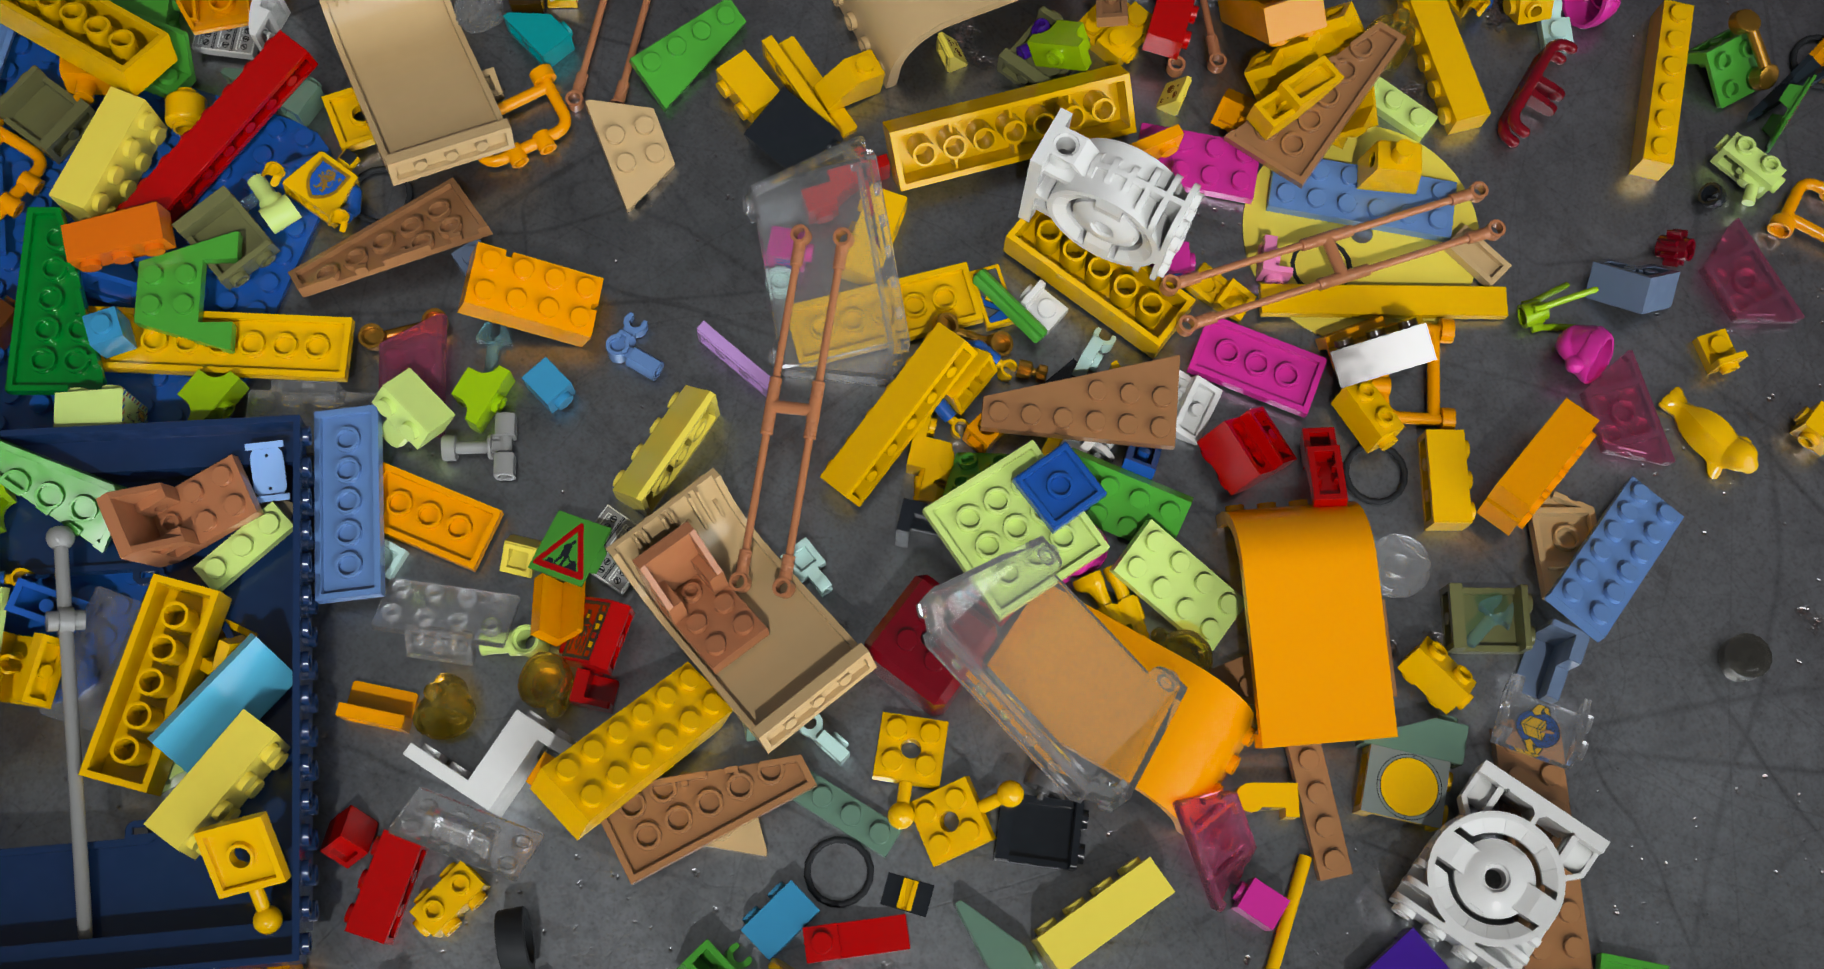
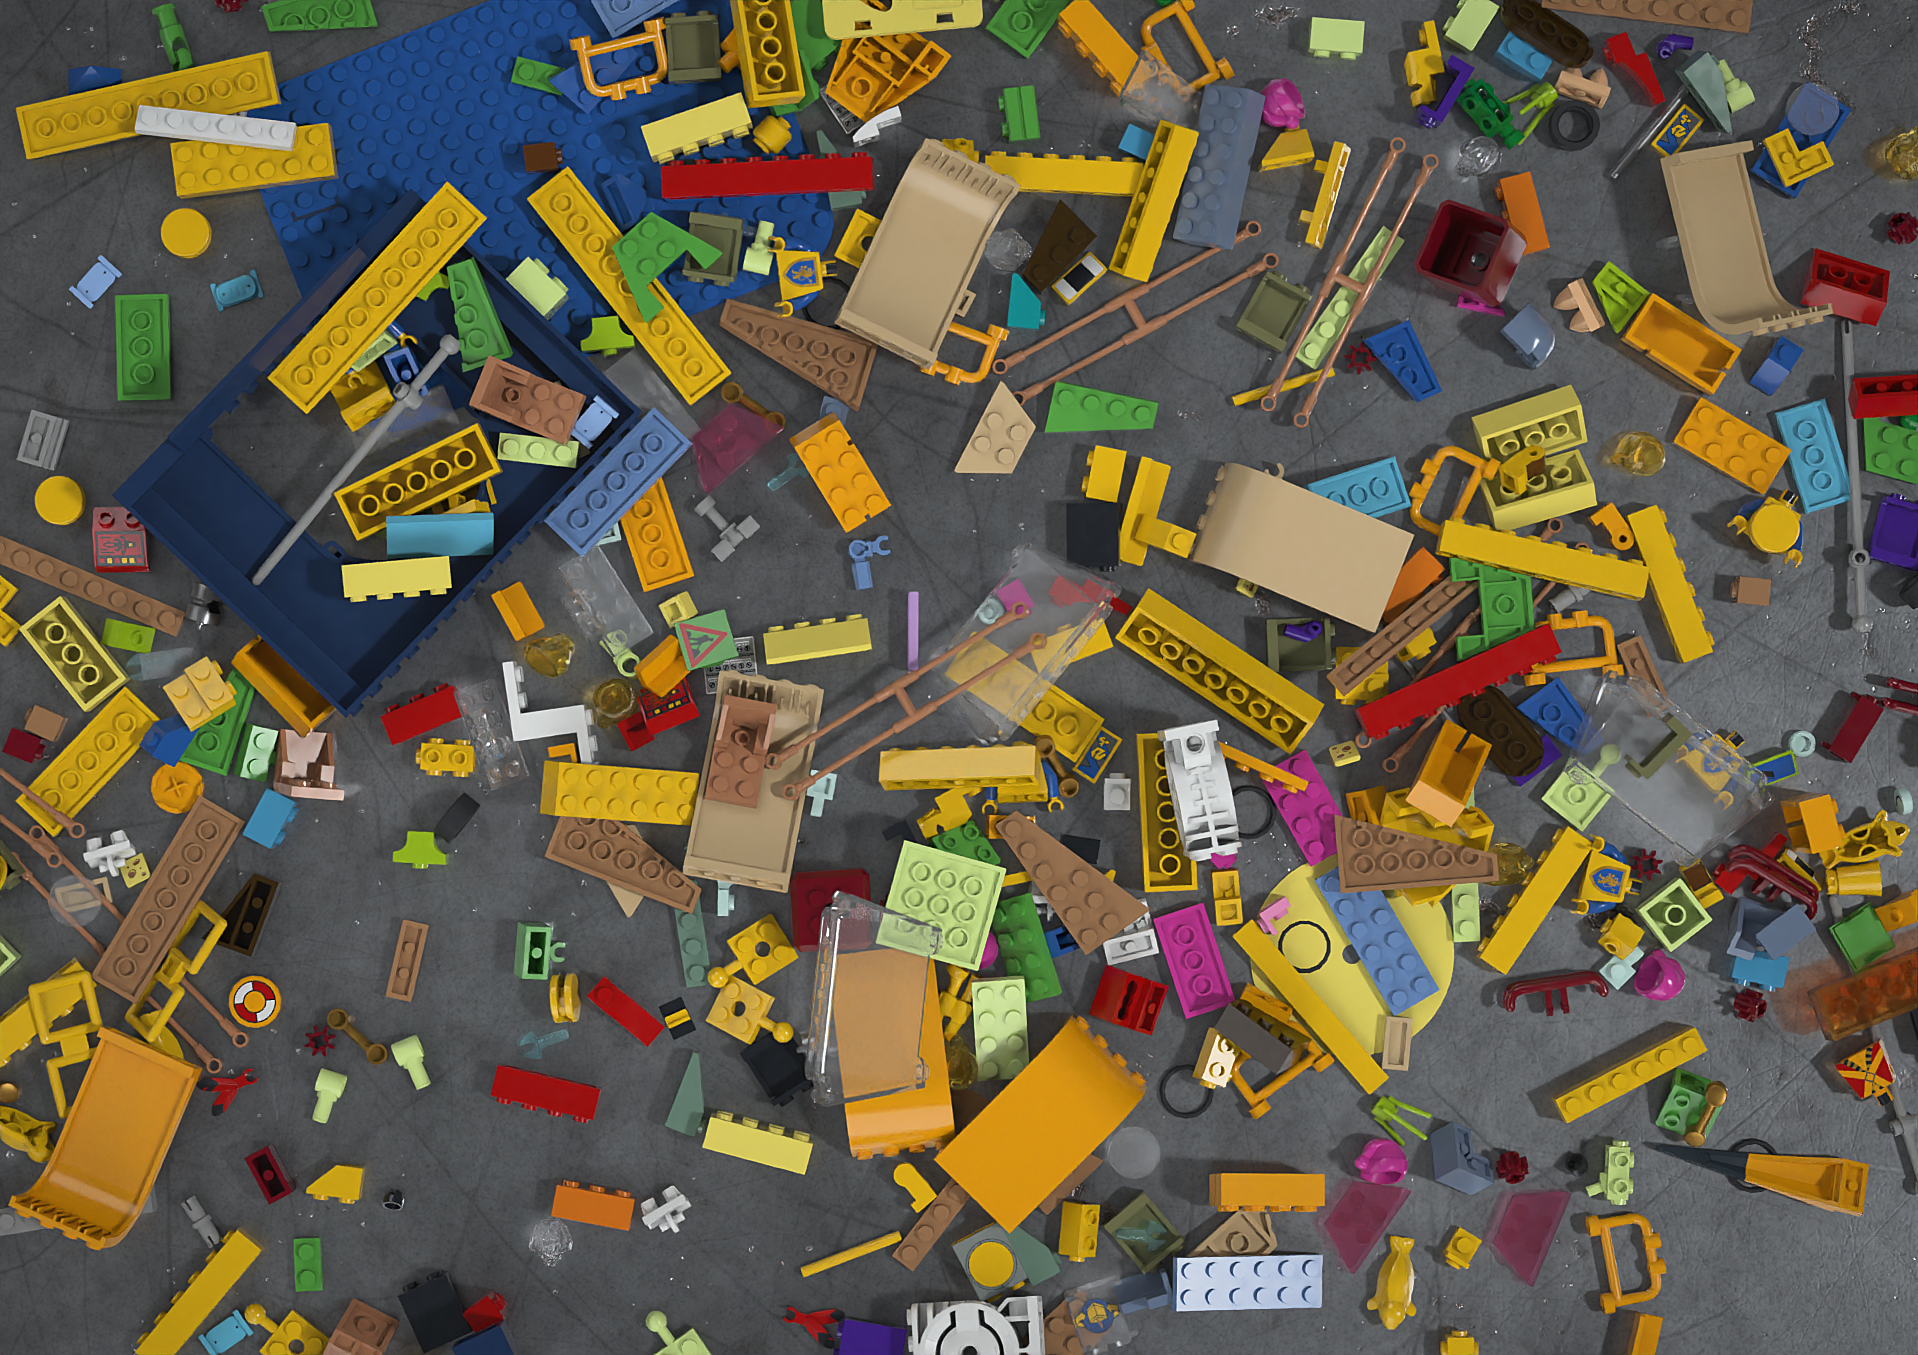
camera: 55 degrees right, 15 degrees up
(48, 329) = (564, 203): green wing -> none
(109, 332) = (592, 241): dark azure brick -> none
(118, 237) = (653, 190): orange brick -> none
(235, 876) = (357, 639): yellow plate -> none
(349, 836) = (431, 665): red panel -> none
(411, 411) = (704, 469): yellowish green brick -> none
(483, 395) = (754, 496): lime brick -> none
(549, 385) = (796, 531): dark azure brick -> none
(779, 919) = (598, 957): dark azure brick -> none
(838, 903) = (632, 965): black piece -> none
(1009, 306) = (1097, 772): bright green axle -> none
(1026, 369) = (1065, 816): pearl gold piece -> none
(1059, 487) = (988, 910): blue tile -> none
(1062, 47) = (1307, 657): lime brick -> none
(1091, 355) = (1106, 852): light aqua plate -> none
(1217, 840) = (861, 1175): clear pink wing -> none
(1259, 903) = (846, 1229): dark pink brick -> none
(1294, 97) = (1394, 841): yellow slope -> none
(1323, 466) = (1152, 1057): red slope -> none
(1328, 241) = (1298, 967): nougat bar -> none
(1391, 167) = (1401, 941): yellow torso -> none
(1445, 480) = (1216, 1139): yellow brick -> none
(1790, 99) = (1679, 1168): bright green piece -> none

